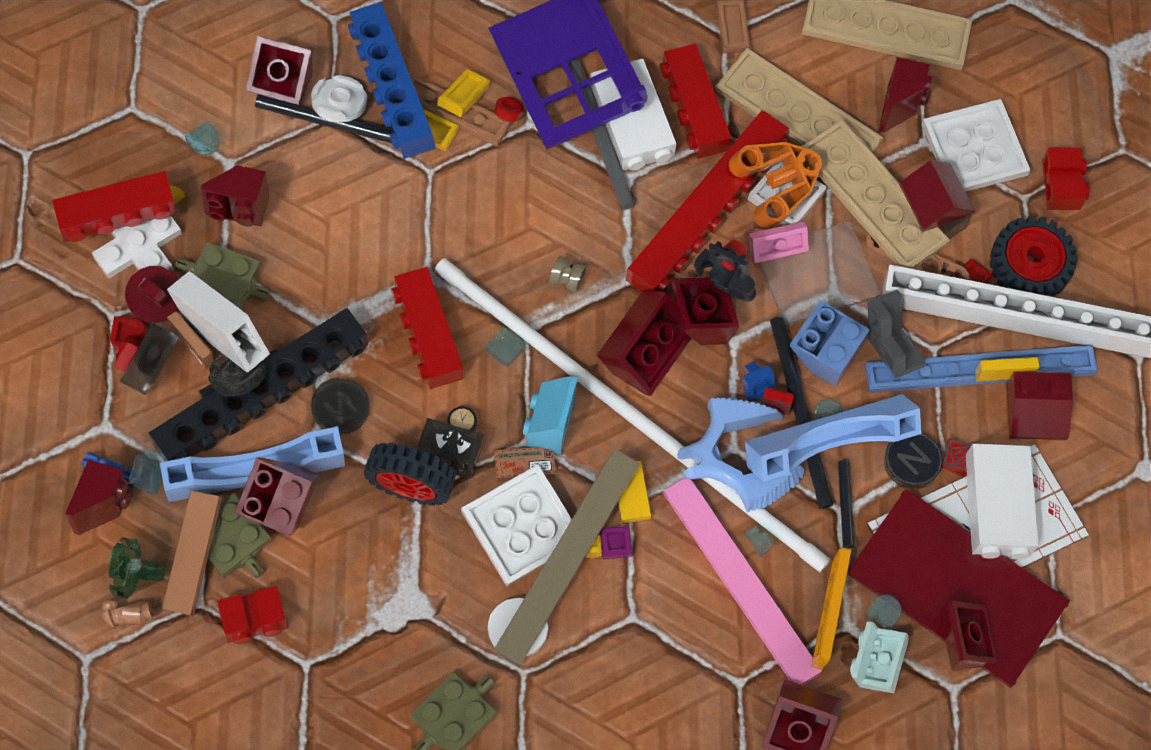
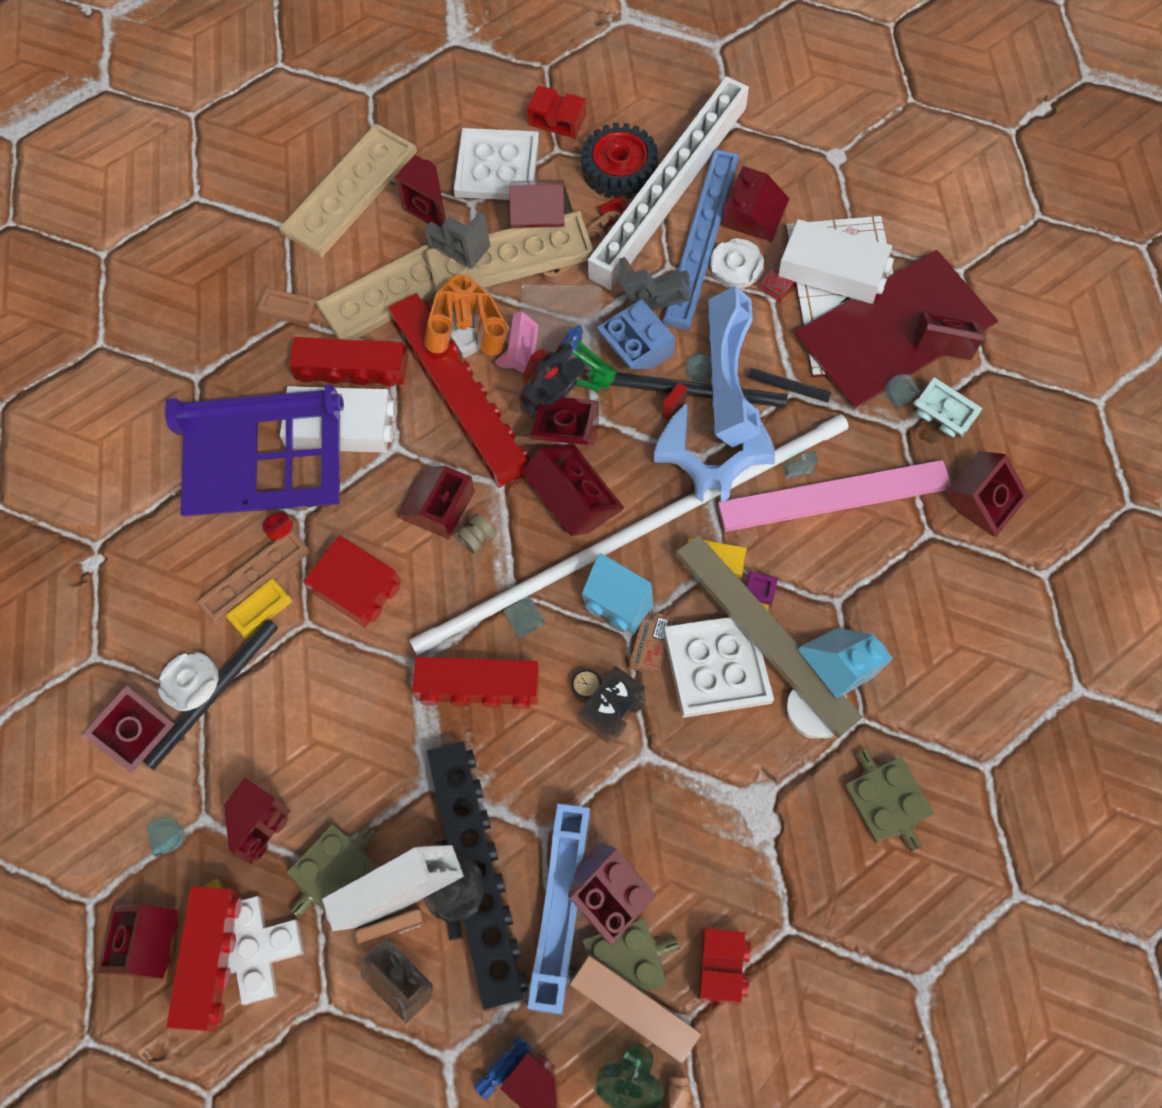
camera: 60 degrees left, 0 degrees up
(112, 156) = (138, 941): none -> dark red slope
(123, 326) = (349, 996): red tile -> none
(125, 352) = (378, 1004): red tile -> none
(145, 474) = (524, 1029): clear light blue tile -> none
(148, 294) = (320, 953): dark red tile -> none
(340, 404) = (523, 798): clear smoke tile -> none
(372, 22) = (121, 616): blue brick -> none
(410, 474) = (636, 749): black wheel -> none
(463, 92) = (241, 560): yellow tile -> none
(480, 191) = (353, 581): none -> red brick
(569, 632) = (845, 659): none -> medium azure slope
(585, 231) = (438, 500): none -> dark red slope
(604, 144) = (359, 455): dark grey piece -> none
(757, 380) = (647, 411): blue tile -> none
(773, 324) = (601, 373): none -> green plant
(831, 609) = (891, 428): light orange tile -> none
(860, 143) = (459, 241): none -> dark grey panel
(913, 461) = (771, 318): black tile -> none
(965, 411) = (736, 263): none -> white tile
(1003, 368) = (717, 212): yellow tile -> none

